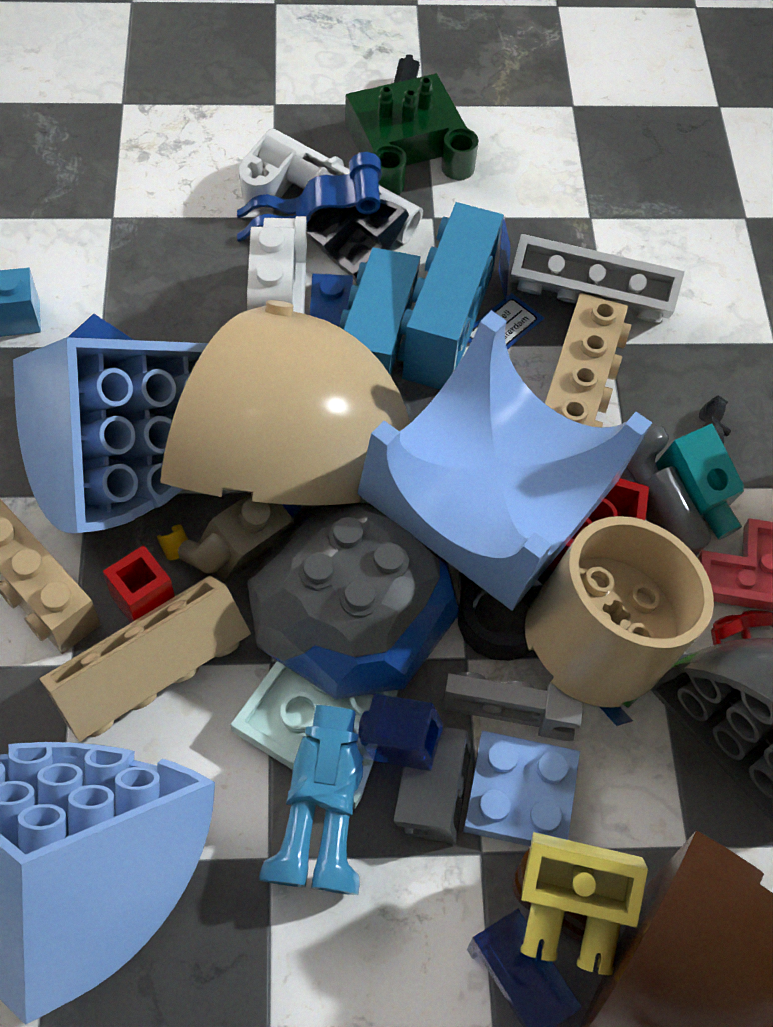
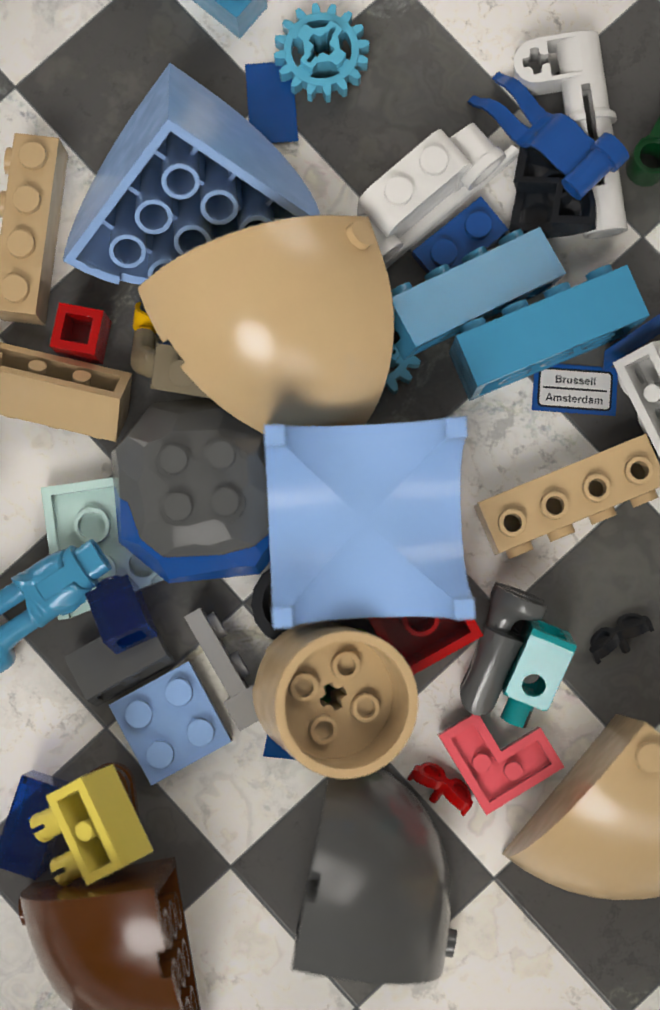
camera: 55 degrees right, 25 degrees up
(90, 287) = (320, 33): none -> medium azure gear

